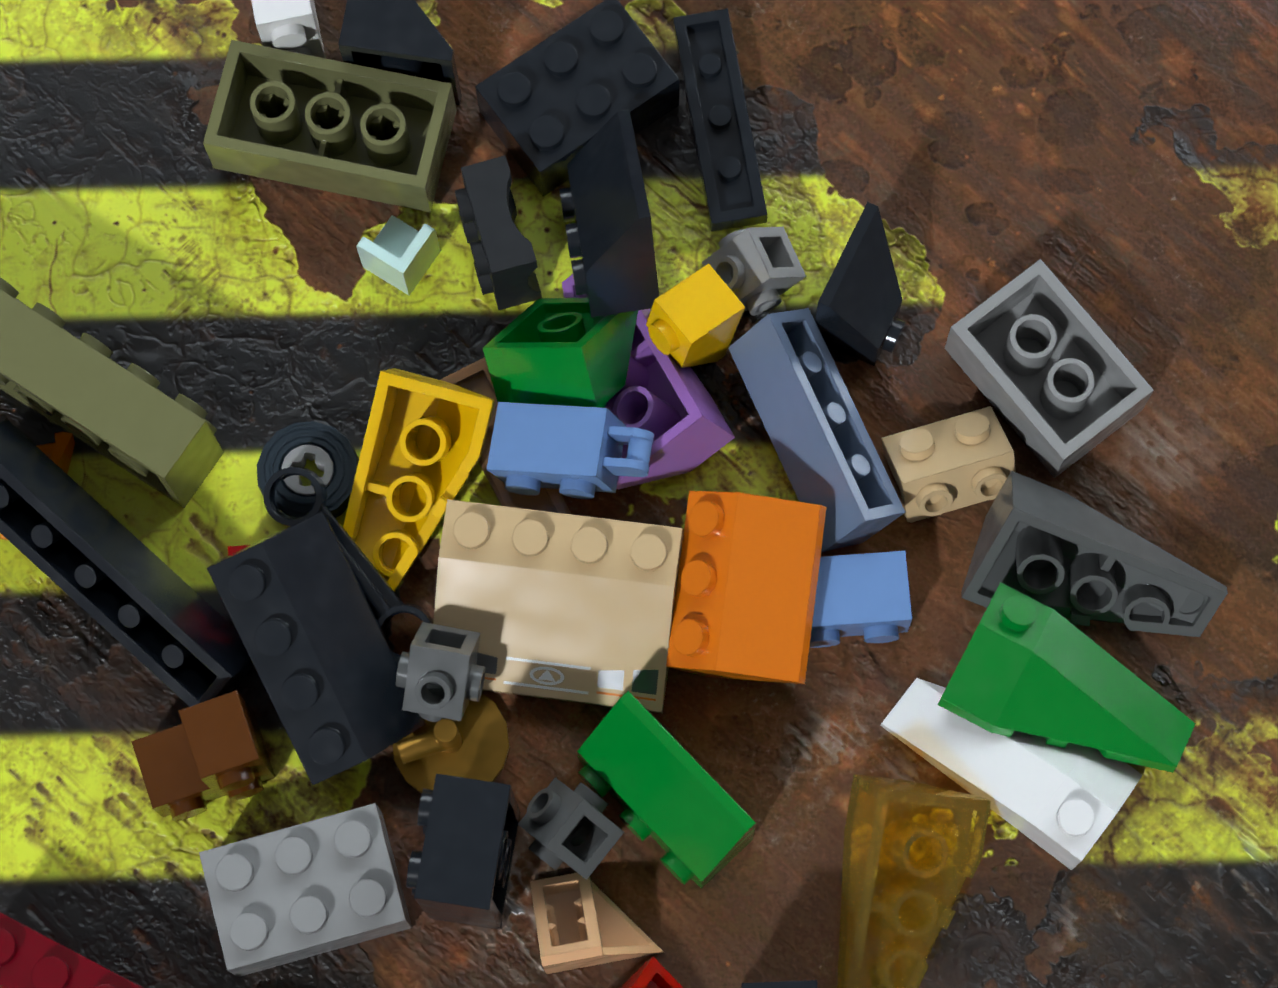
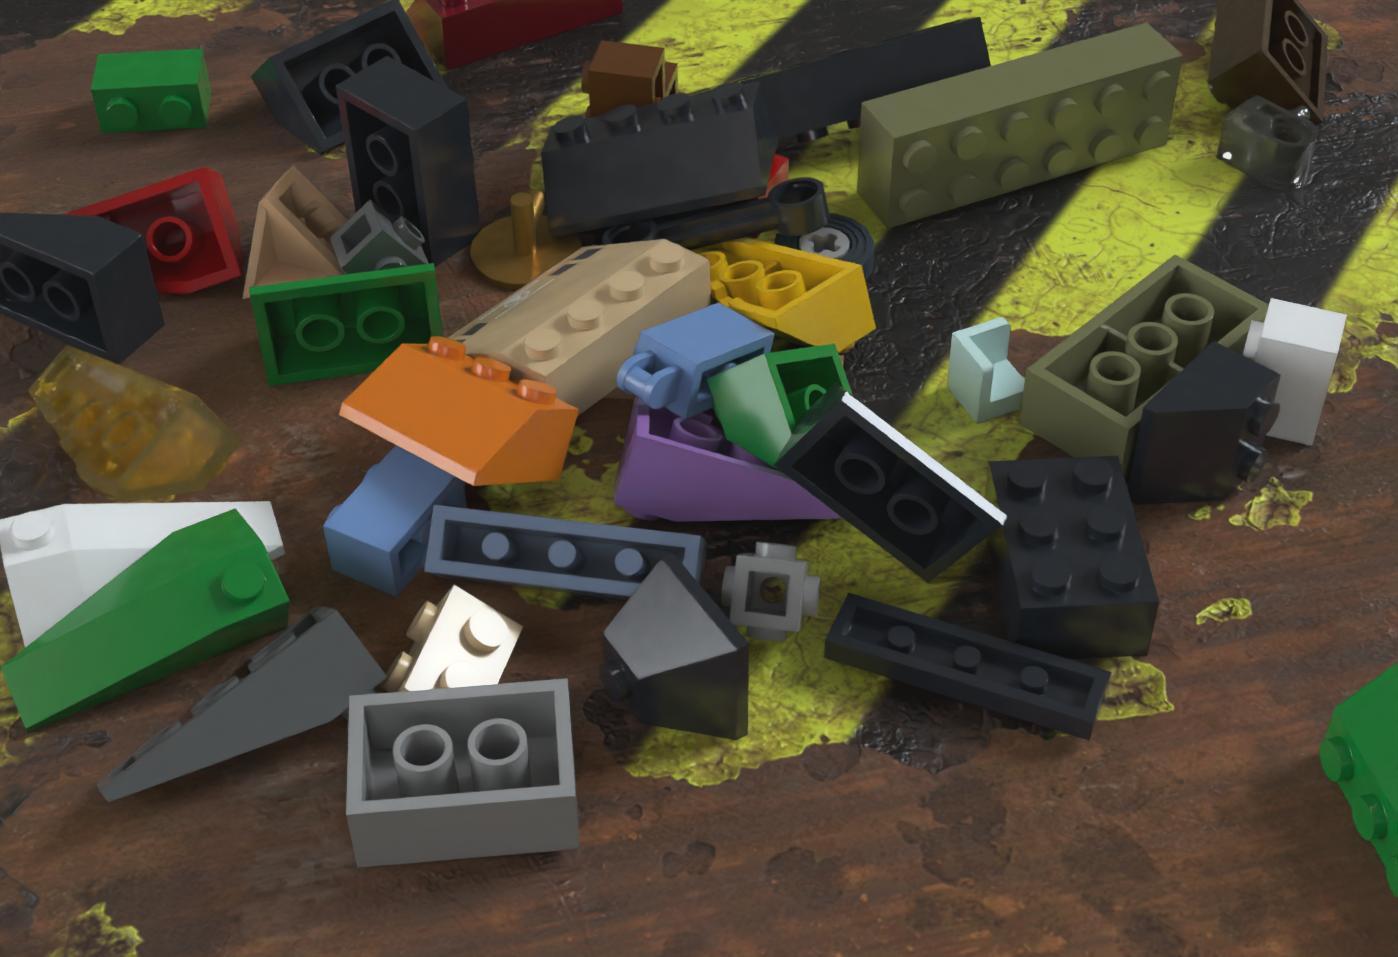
camera: 120 degrees right, 30 degrees down
(305, 890) = (511, 108): light grey brick -> none
(441, 672) = (570, 217): dark grey brick -> none
(500, 252) = (951, 408): black brick -> none
(695, 319) = (741, 492): yellow slope -> none

